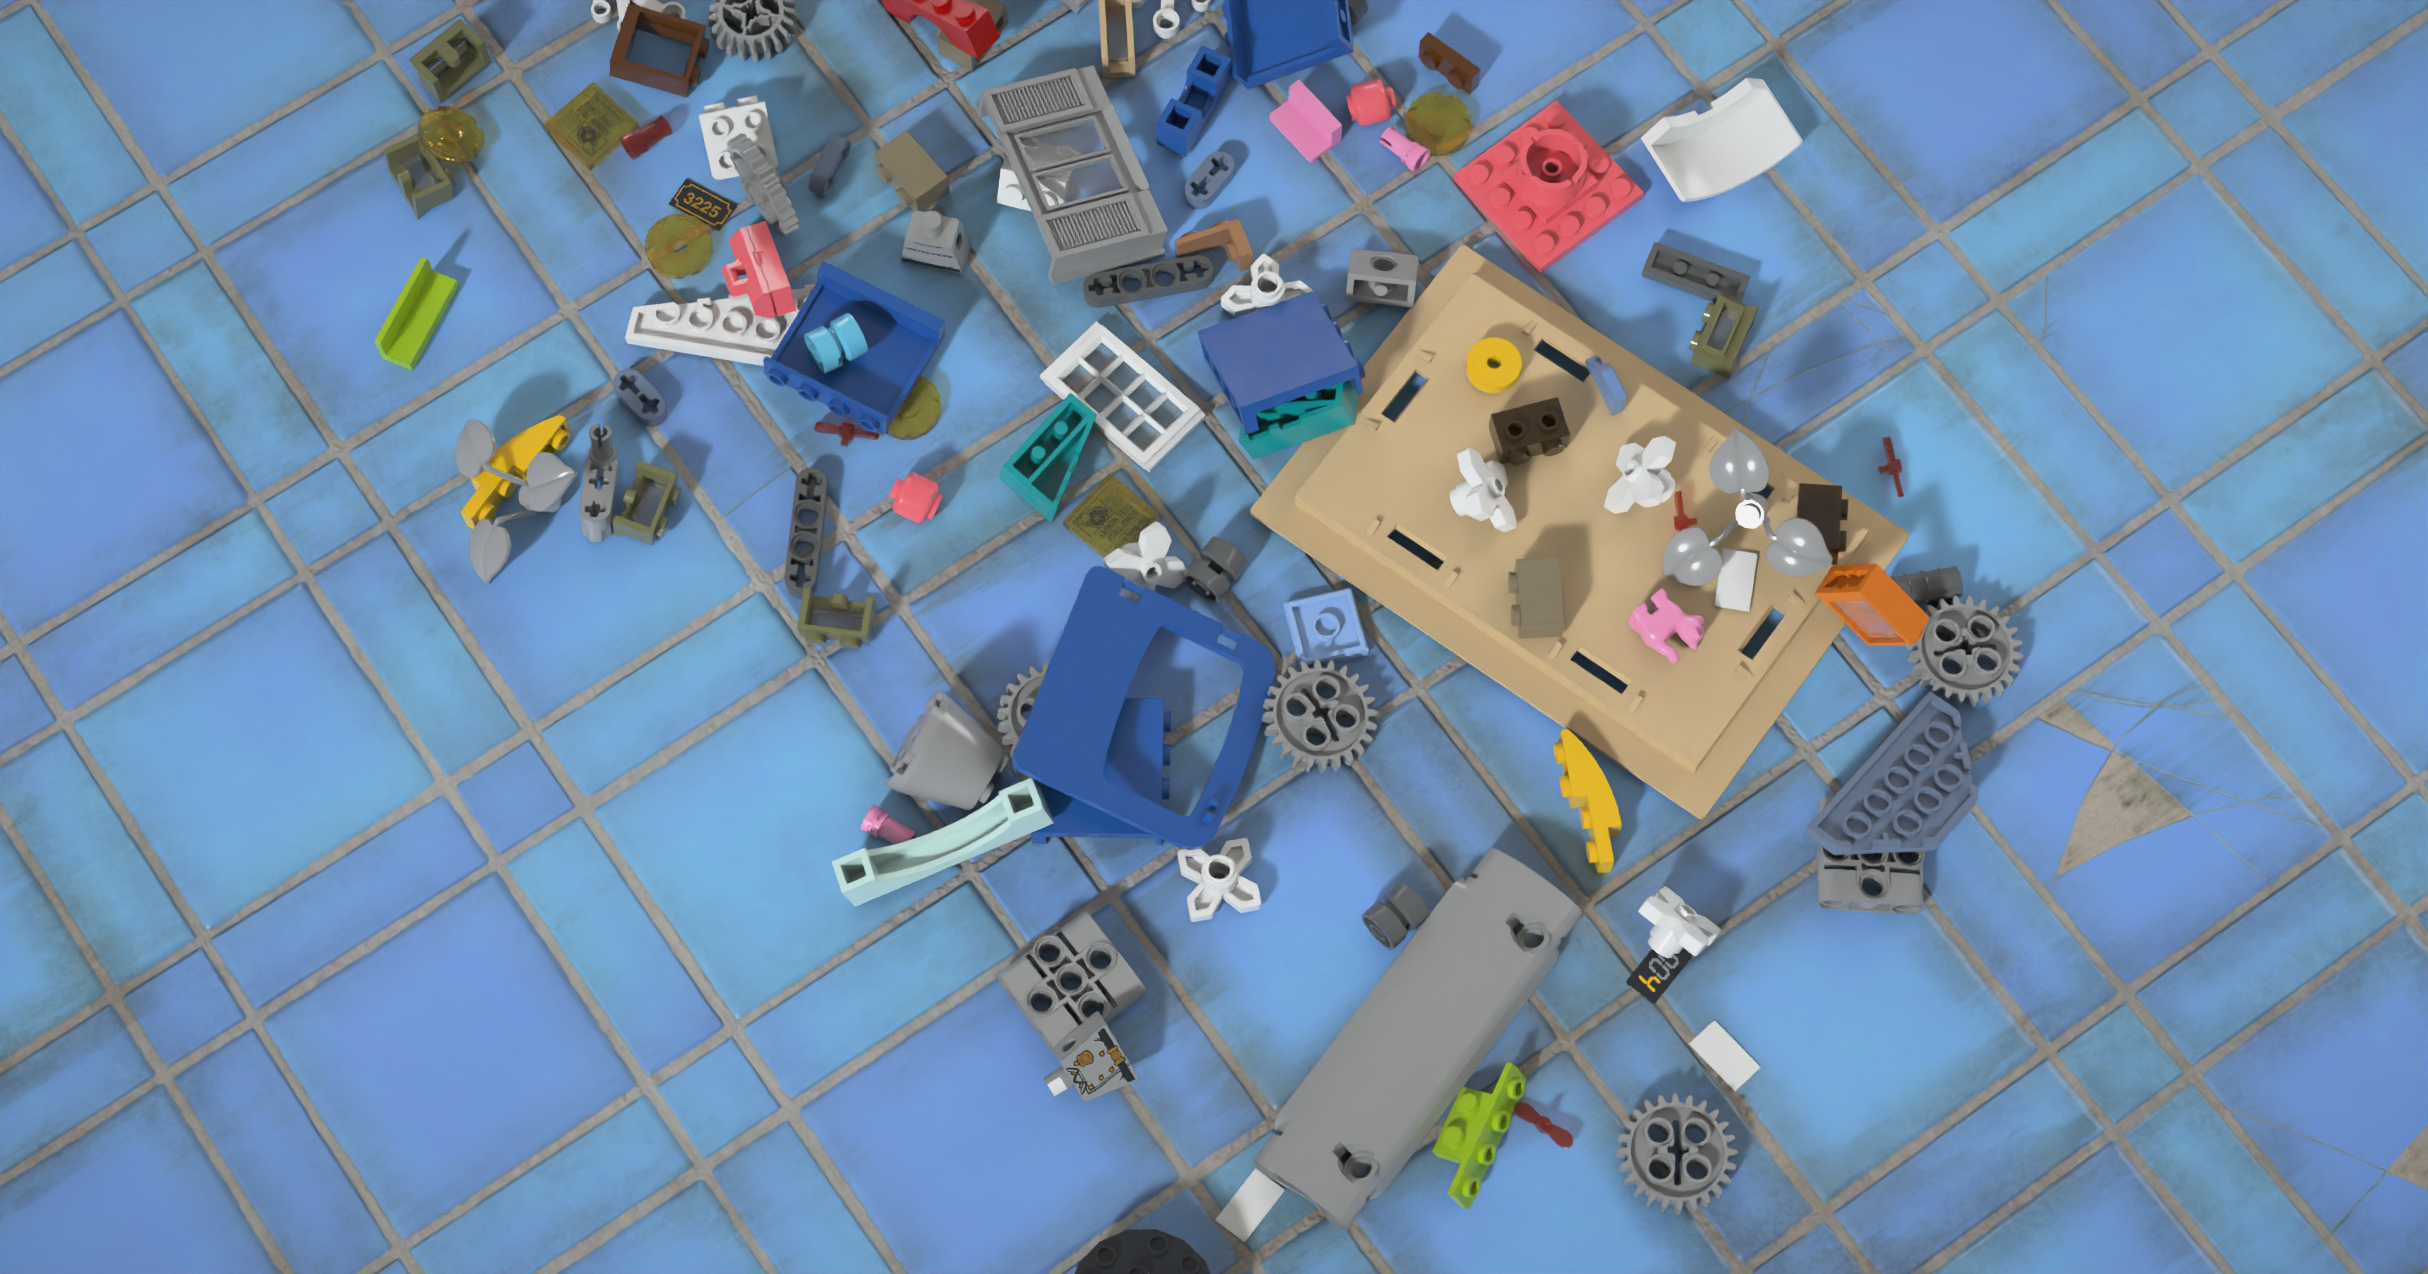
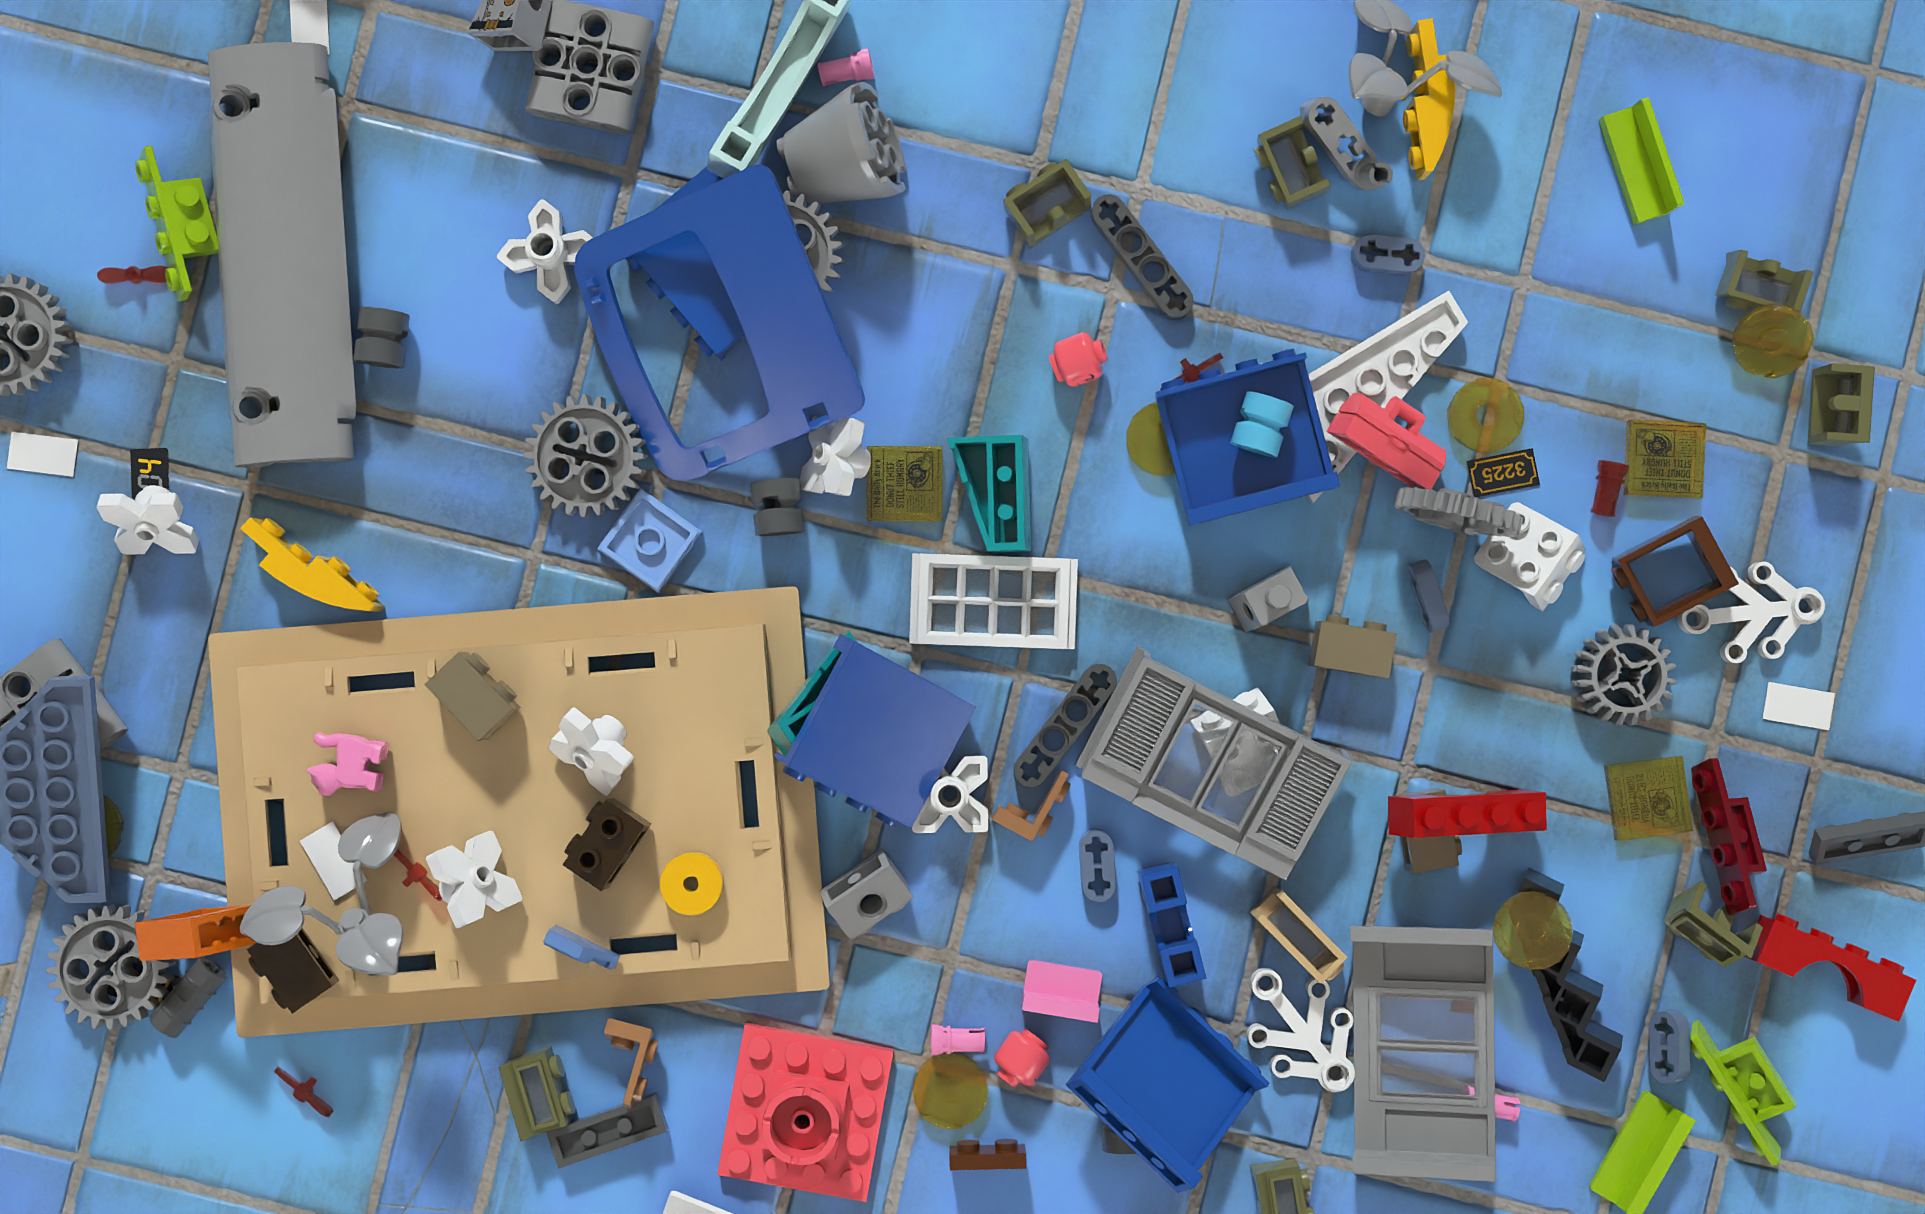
camera: 140 degrees right, 20 degrees up
(1627, 298) = (624, 1037): none -> medium nougat bracket

